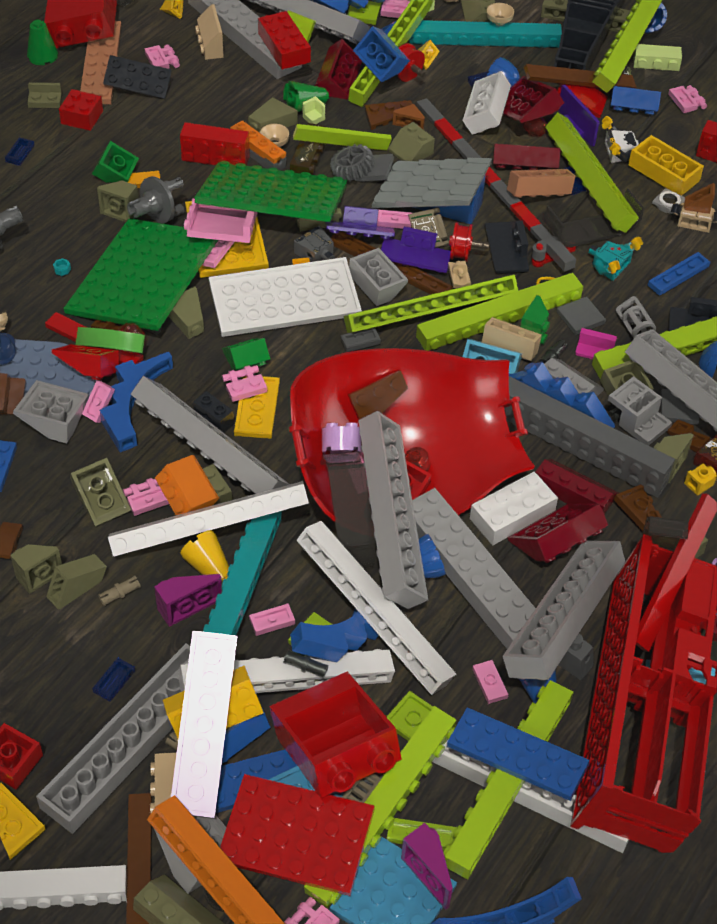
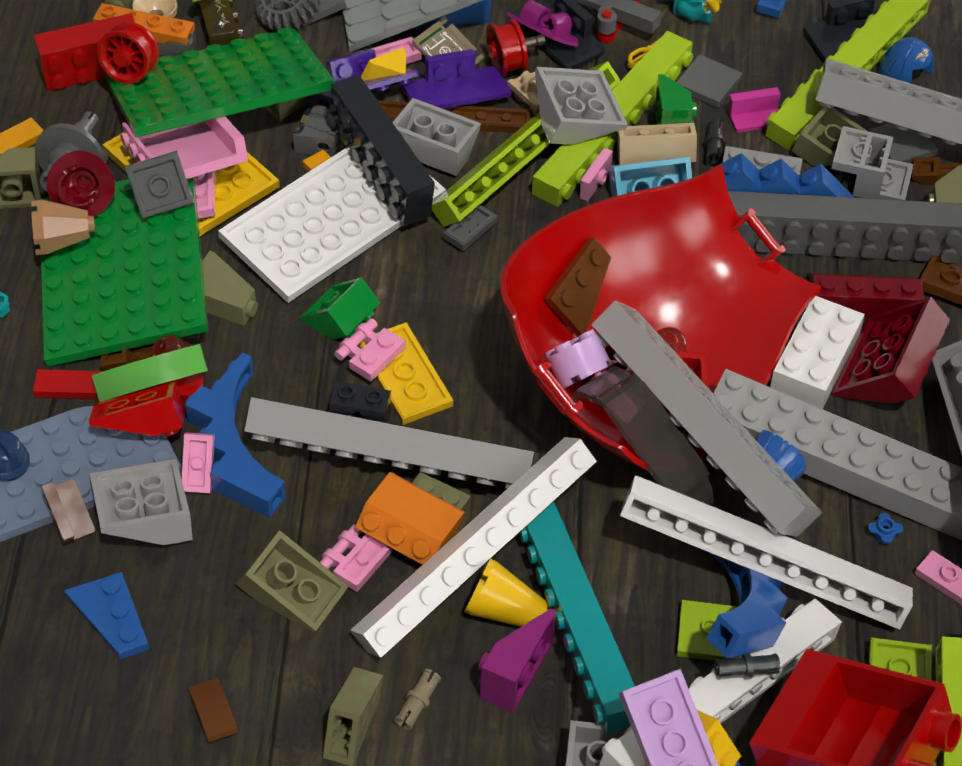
camera: 30 degrees left, 0 degrees up
(35, 565) = (288, 722): olive slope -> none
(117, 235) = (59, 225): none -> medium nougat cone
(145, 217) = (81, 182): none -> dark red hat
(185, 234) = (159, 184): none -> dark grey tile
(228, 152) = (127, 52): none -> red wheel
(272, 619) = (640, 635): bright pink plate -> none
(330, 269) = (381, 150): none -> black brick
(378, 222) = (386, 65): none -> yellow slope
(459, 341) = (596, 174): none -> bright pink plate
(473, 292) = (576, 105): none -> light grey slope
(473, 637) = (885, 535): none -> blue plate
(498, 237) = (540, 18): none -> magenta panel
(634, 315) = (774, 54): light grey piece -> none

